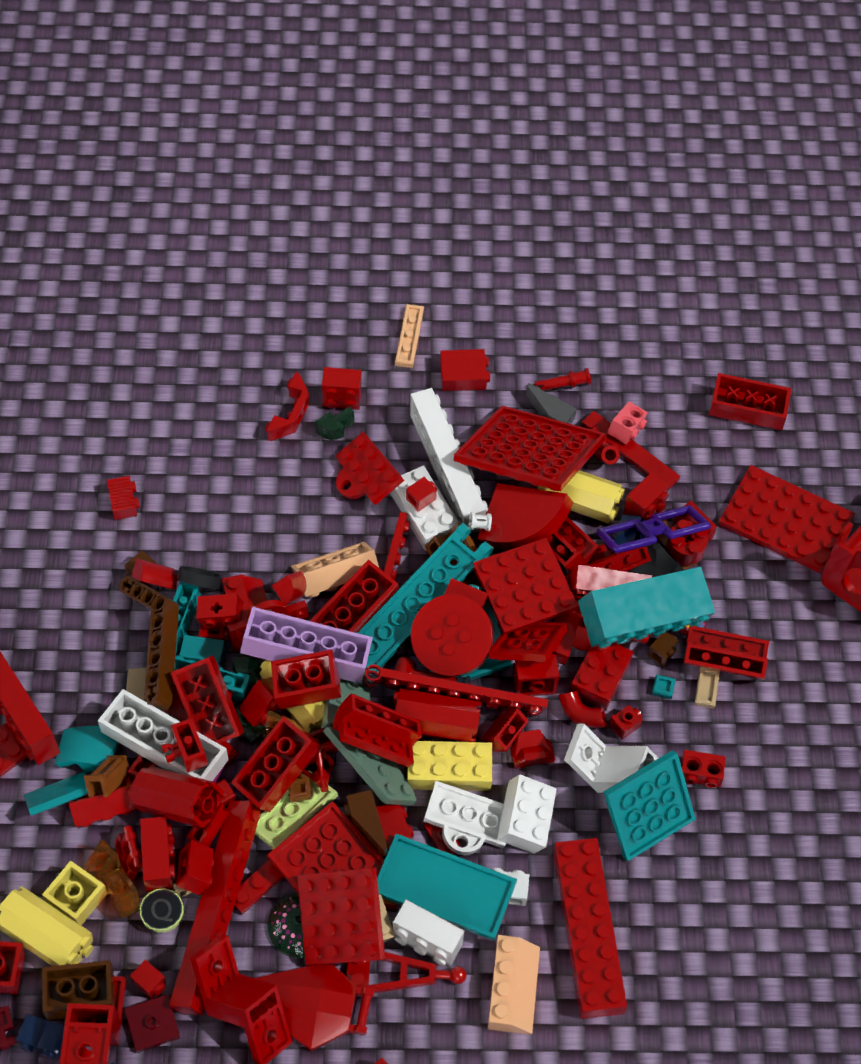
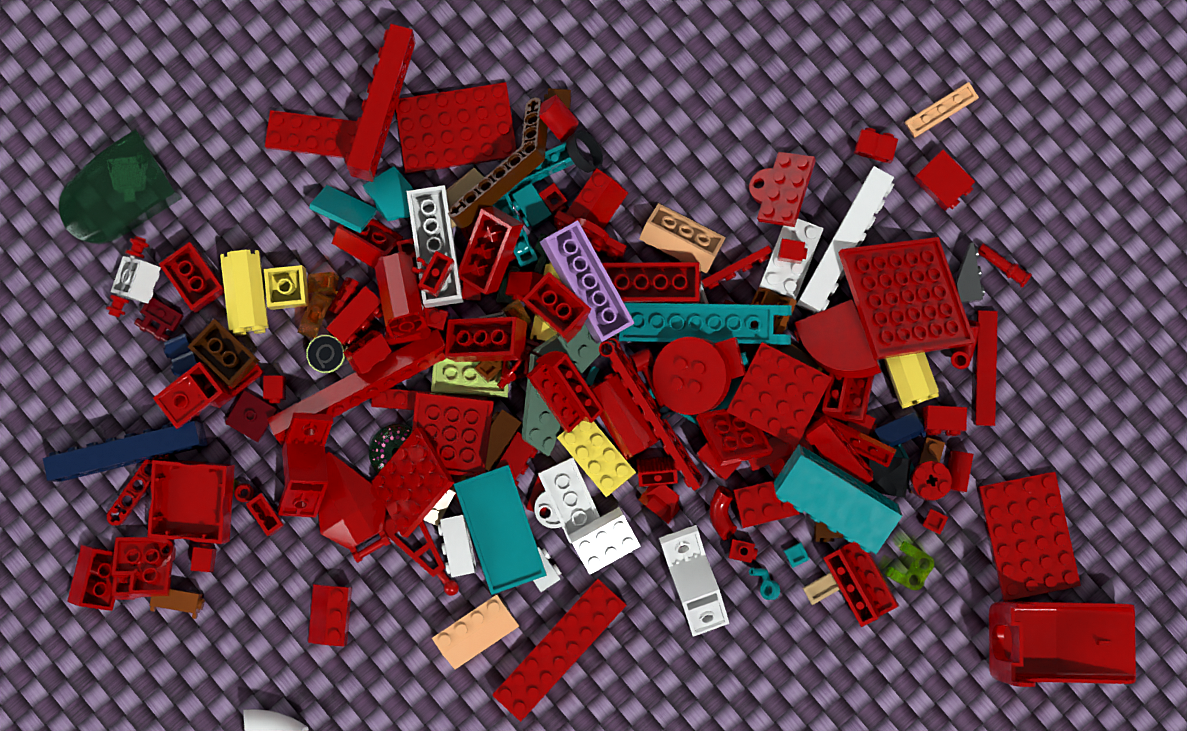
camera: 60 degrees right, 25 degrees up
(83, 660) = (455, 128): none -> red plate
(107, 775) = (380, 232): dark orange window -> none
(122, 497) = (603, 32): red brick -> none
(219, 610) = (562, 183): red brick -> none
(282, 427) = (765, 89): red slope -> none
(291, 588) = (627, 226): red brick -> none
(332, 426) = (800, 127): clear green brick -> none
(341, 388) = (838, 106): red brick -> none
(394, 392) = (876, 145): none -> red brick
(480, 521) = (805, 315): white bush -> none
(627, 423) = (1006, 348): coral brick -> none
(649, 805) = (680, 624): teal plate -> none
(653, 527) = (915, 448): dark purple bar -> none
(670, 724) = (769, 589): none -> teal plate
(702, 763) = (754, 632): red brick -> none
(721, 570) = (935, 521): none -> red plate
(737, 602) = (914, 569): none -> clear neon green piece
(750, 401) = (1114, 427): red brick -> none

